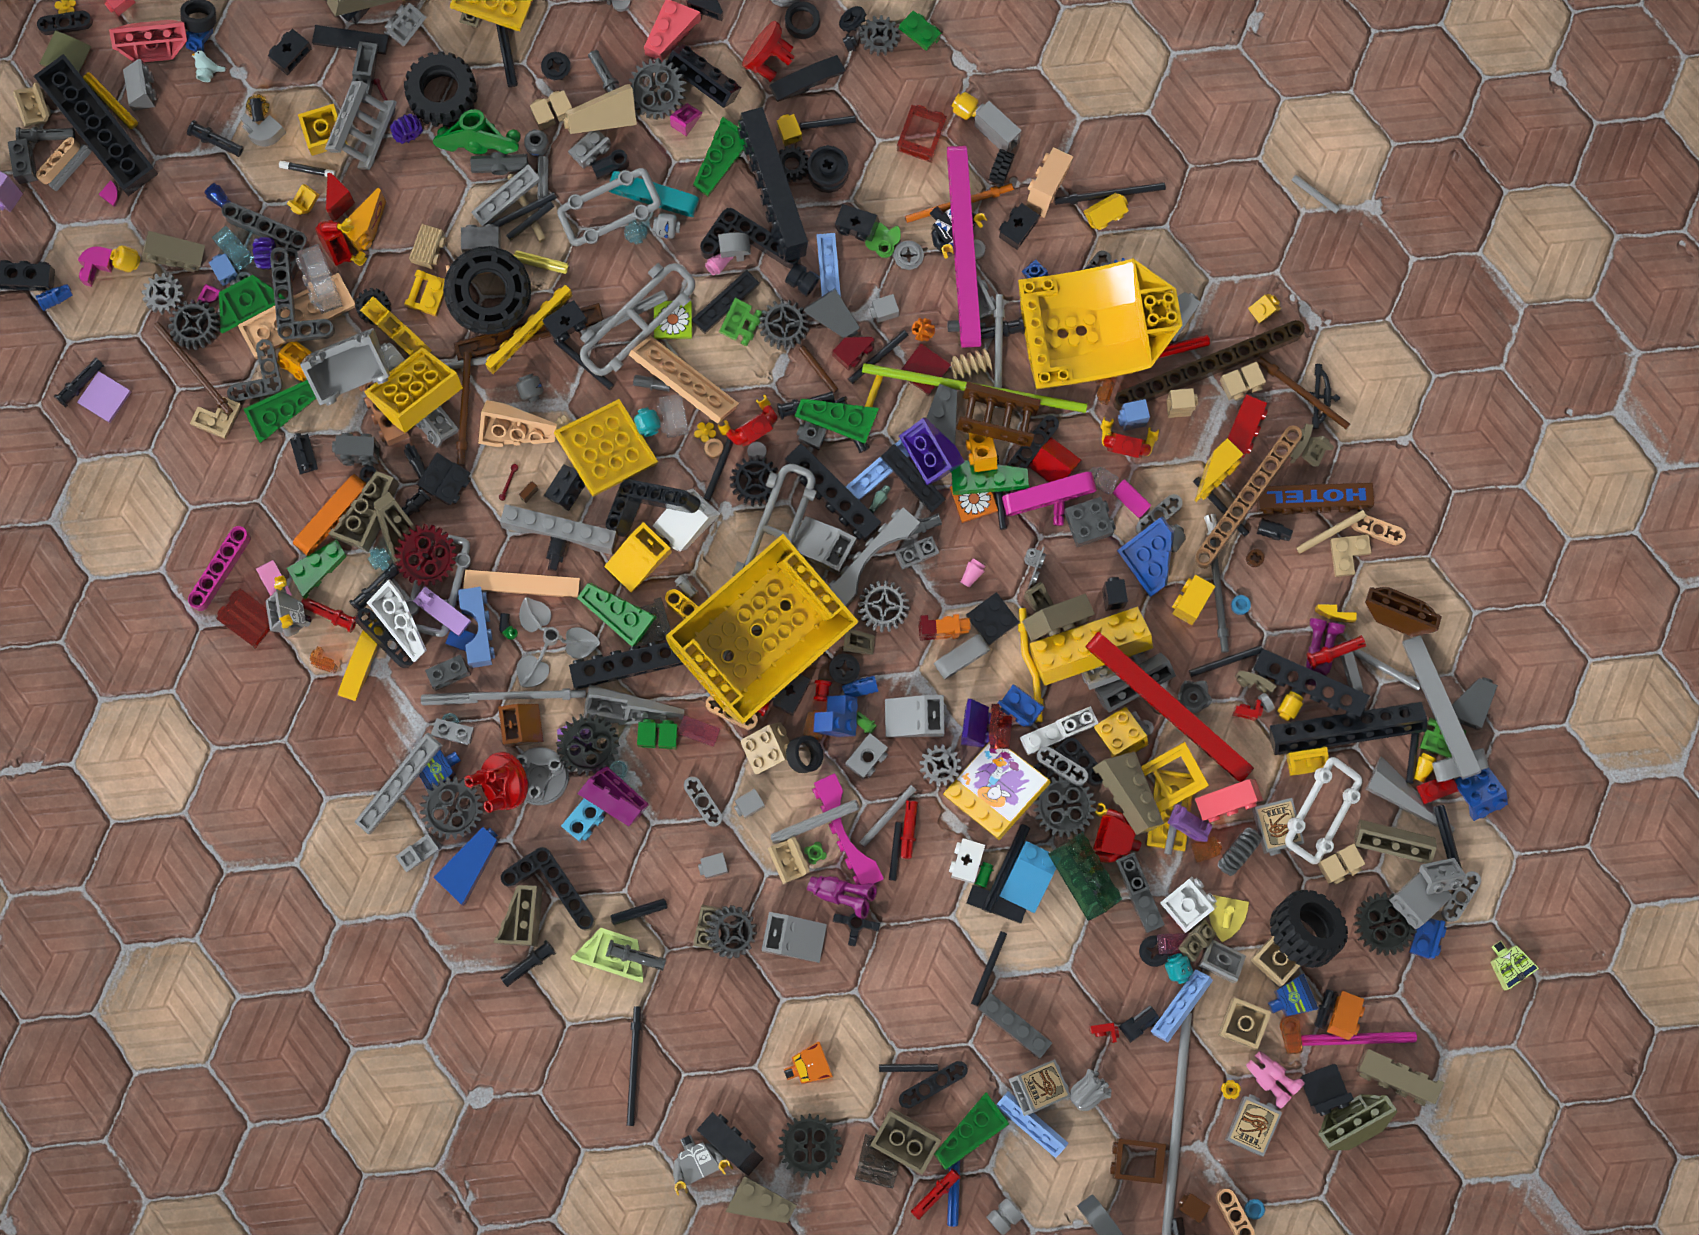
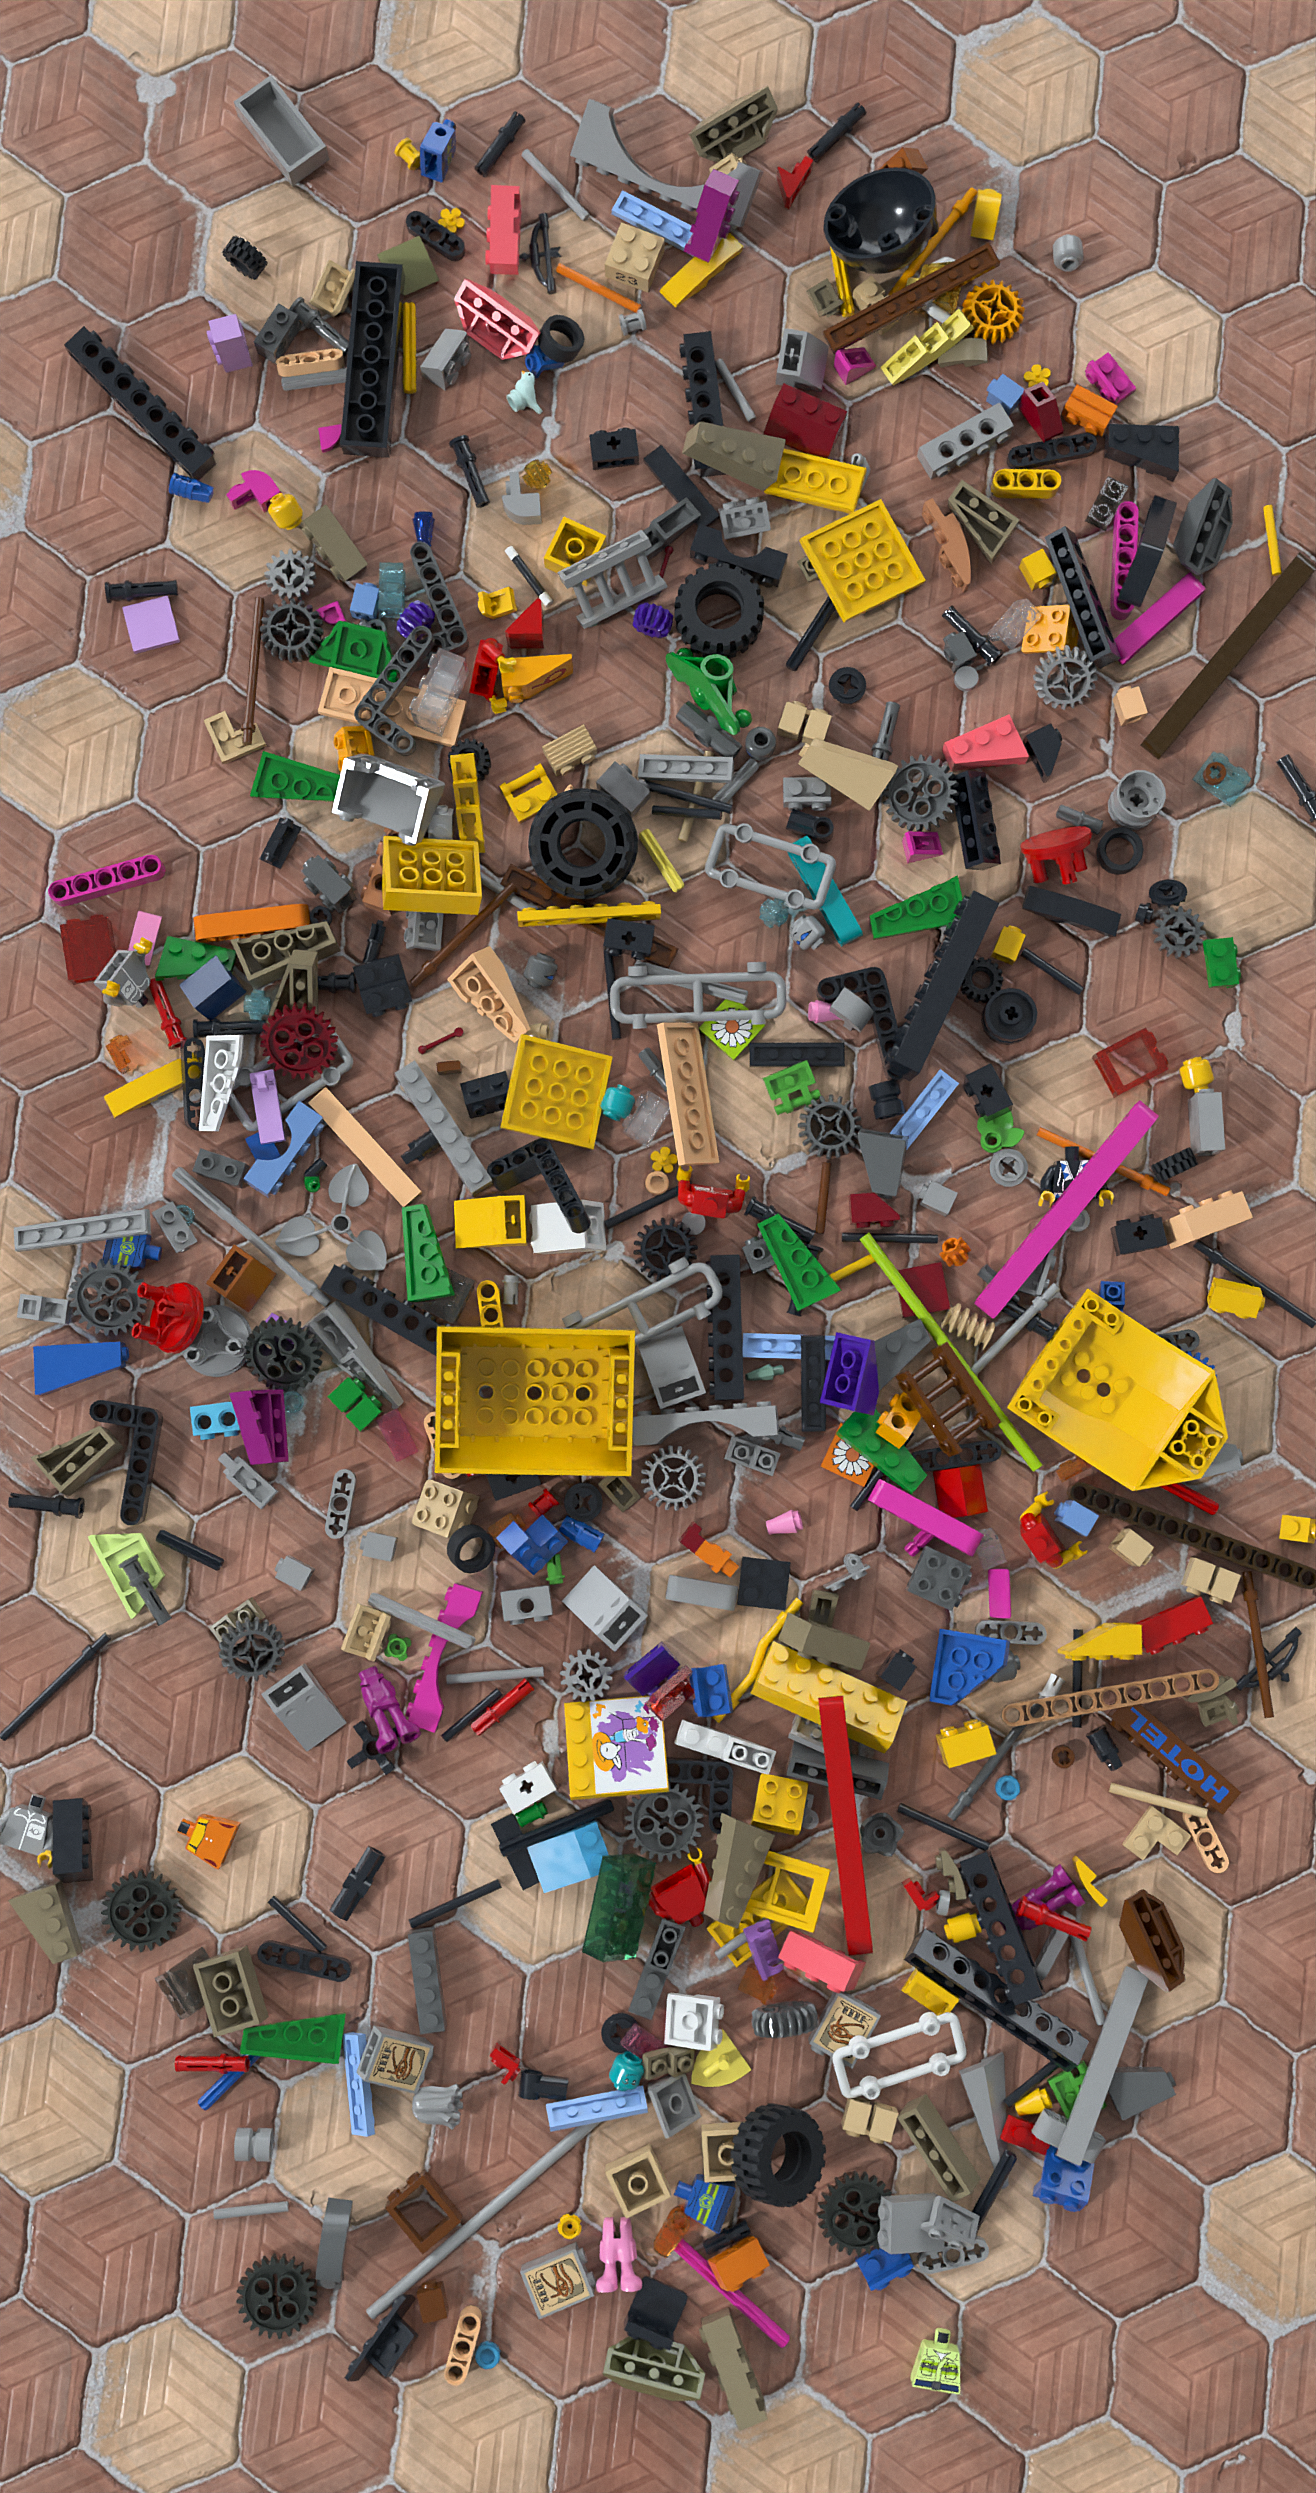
camera: 45 degrees right, 5 degrees up
(256, 109) = (530, 477): black pin -> none
(263, 383) = (305, 743): dark grey beam -> none
(343, 572) = (212, 988): none -> slope
(401, 58) = (764, 567): none -> black arch
(635, 838) = (248, 1480): none -> light grey hinge
(761, 23) = (1079, 819): none -> dark grey axle
(921, 1009) = (357, 1883): none -> black piece
(1052, 753) = (705, 1800): light grey beam -> none

